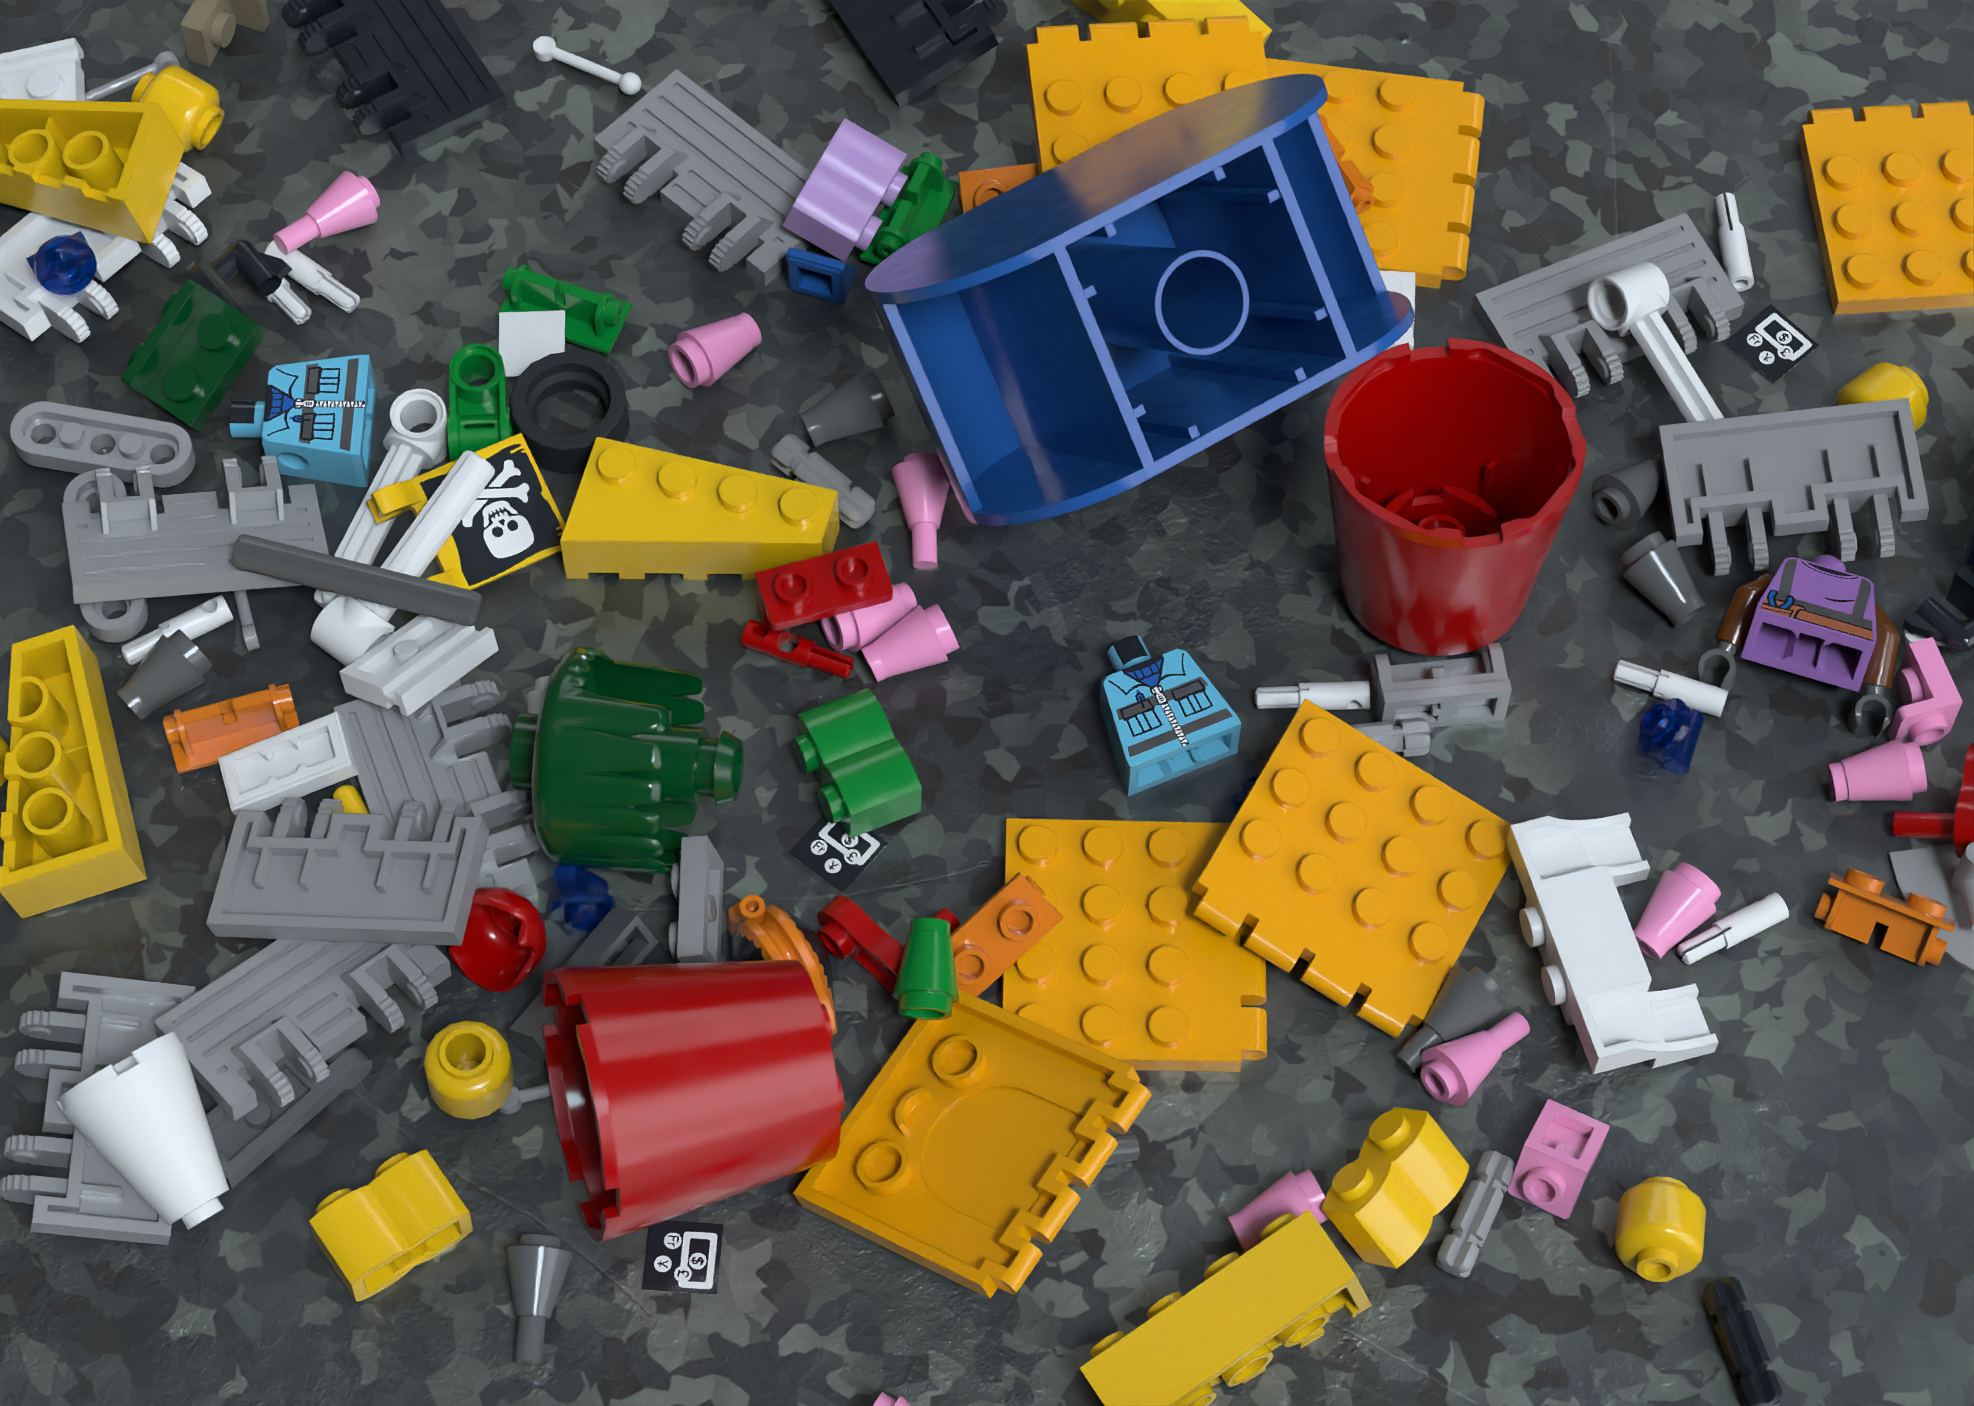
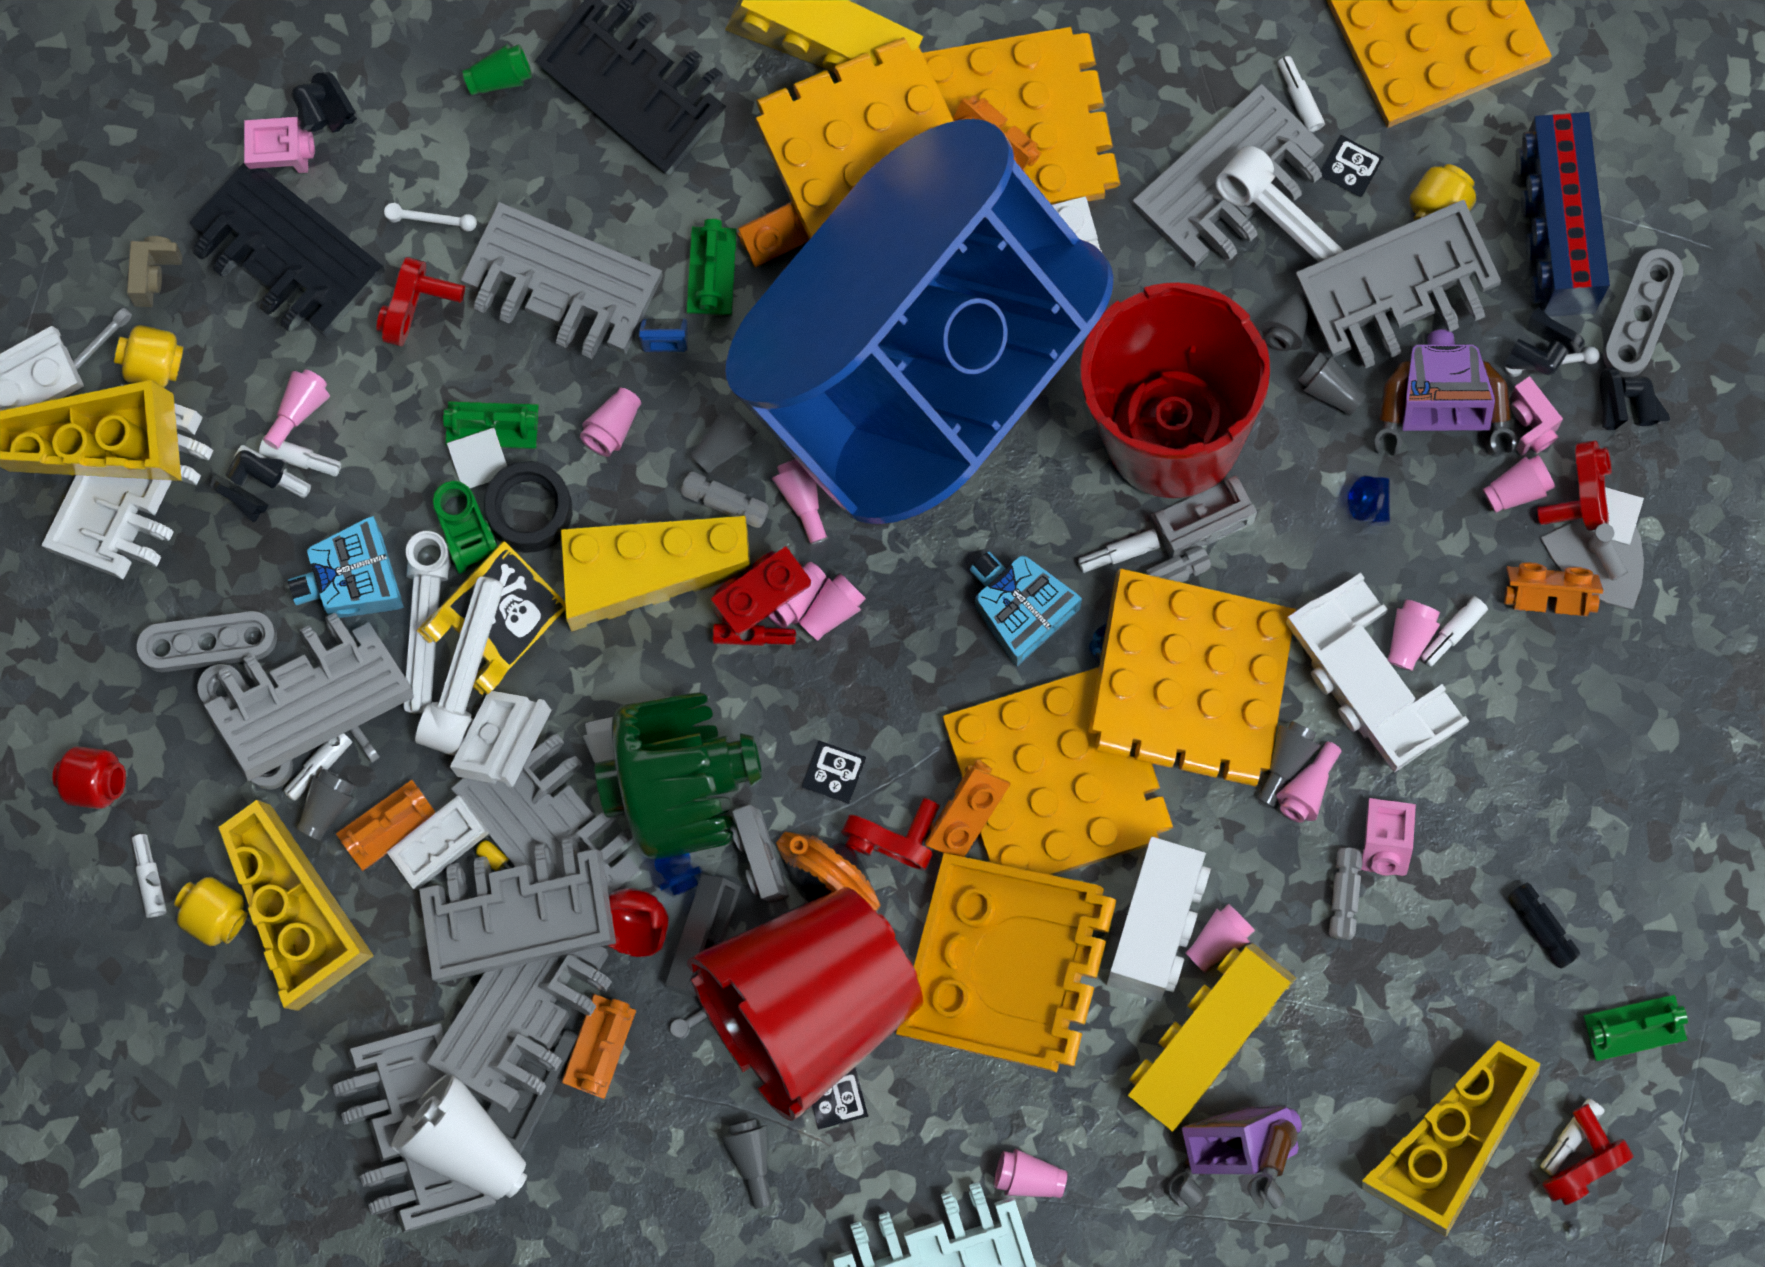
camera: 15 degrees left, 15 degrees up
(64, 264) = (125, 516): clear blue plate -> none
(193, 354) = (246, 553): dark green bracket -> none
(357, 580) = (437, 698): dark grey axle -> none
(384, 1085) = (599, 1046): none -> orange hinge
(390, 1224) = (638, 1145): yellow brick -> none
(469, 1070) = (649, 1009): yellow head -> none
(530, 123) = (396, 319): none -> red piece
(845, 191) = (663, 270): lavender brick -> none
(858, 763) = (827, 710): green brick -> none
(927, 972) = (934, 855): green cone -> none
(1201, 1152) = (1159, 920): none -> white brick
(1395, 1187) = (1290, 898): yellow brick -> none
(1660, 1227) = (1470, 867): yellow head -> none
(1669, 685) = (1361, 463): white piece -> none

